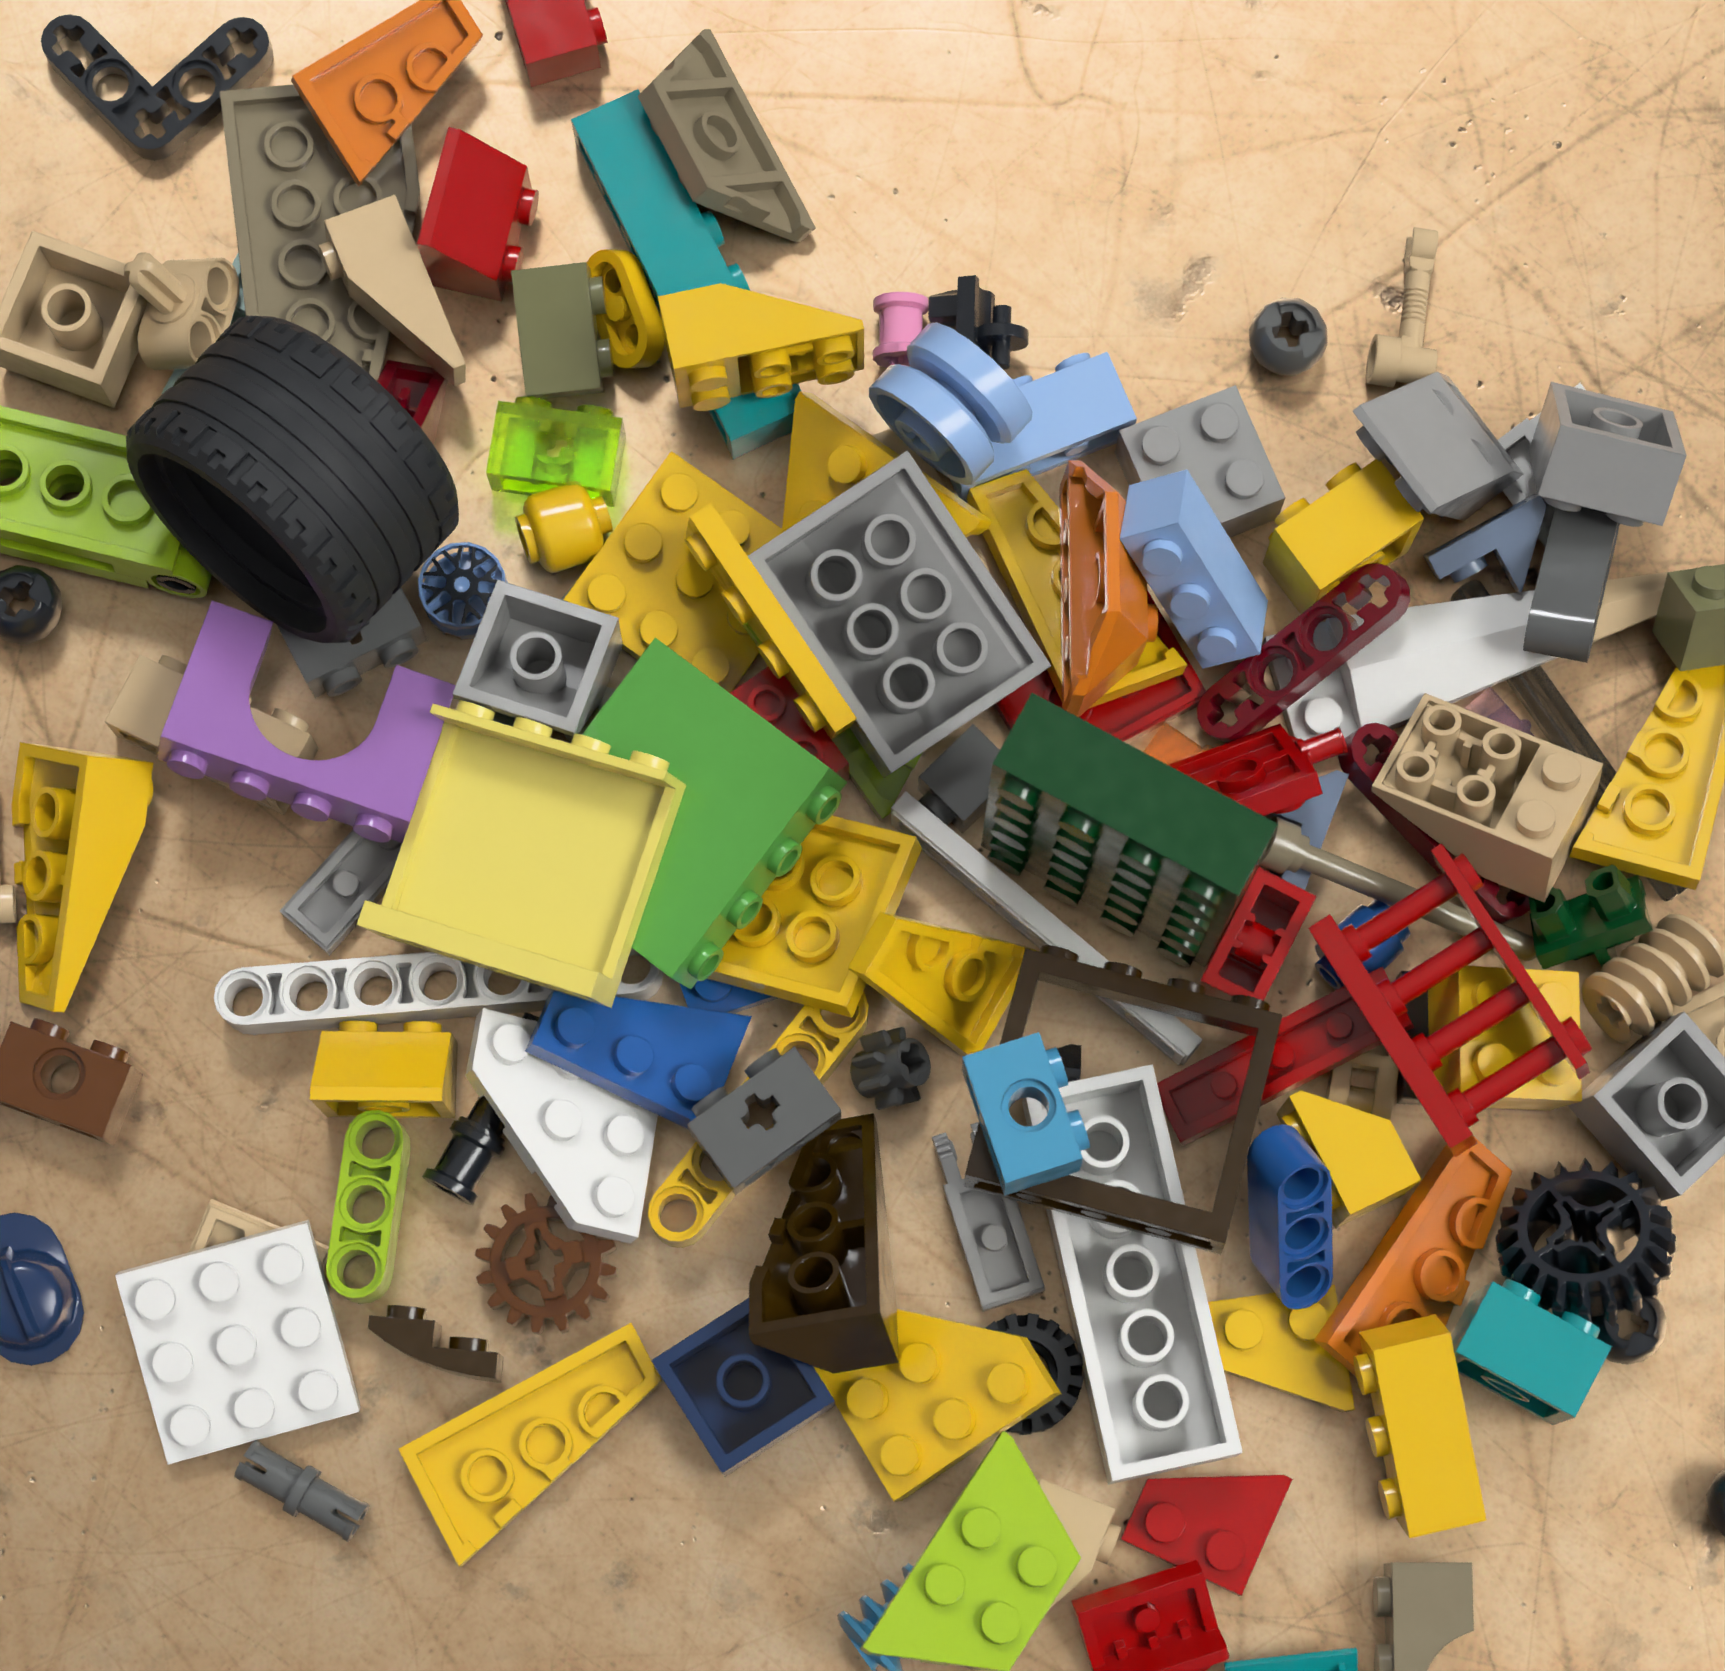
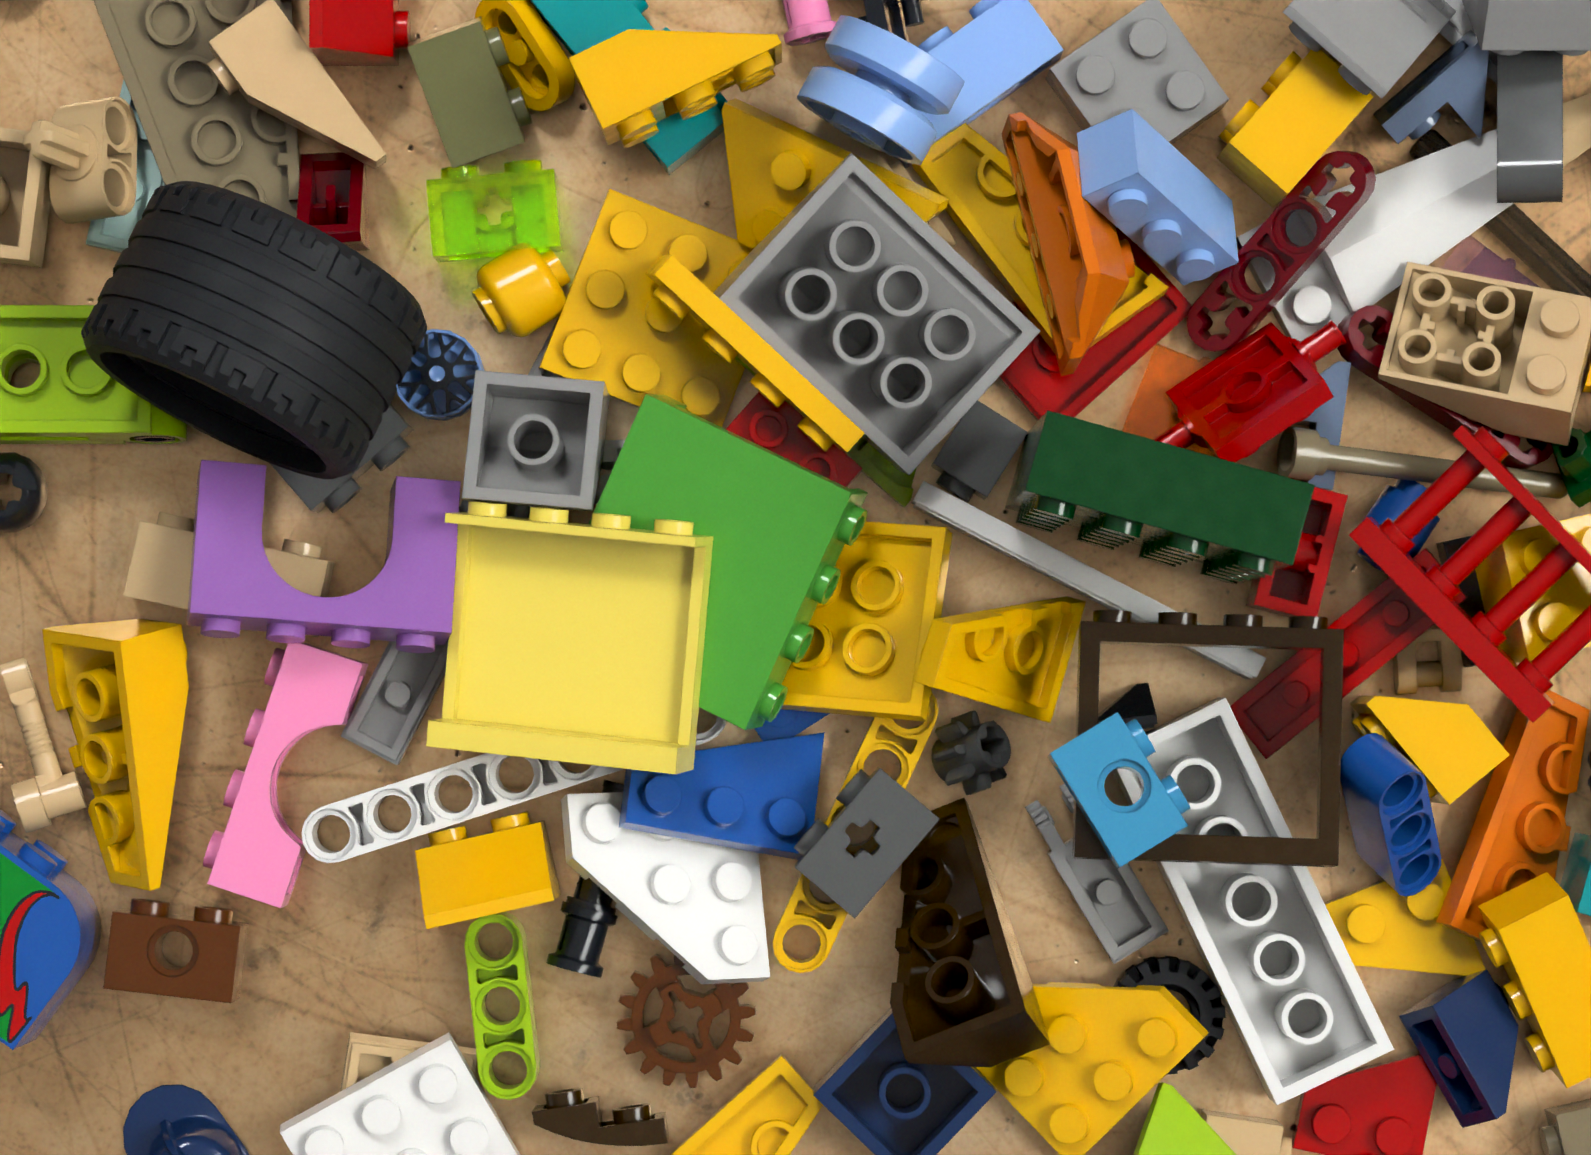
camera: 15 degrees left, 10 degrees up
(258, 863) = (259, 850): none -> bright pink arch
(1318, 1473) = (1467, 1045): none -> dark blue slope

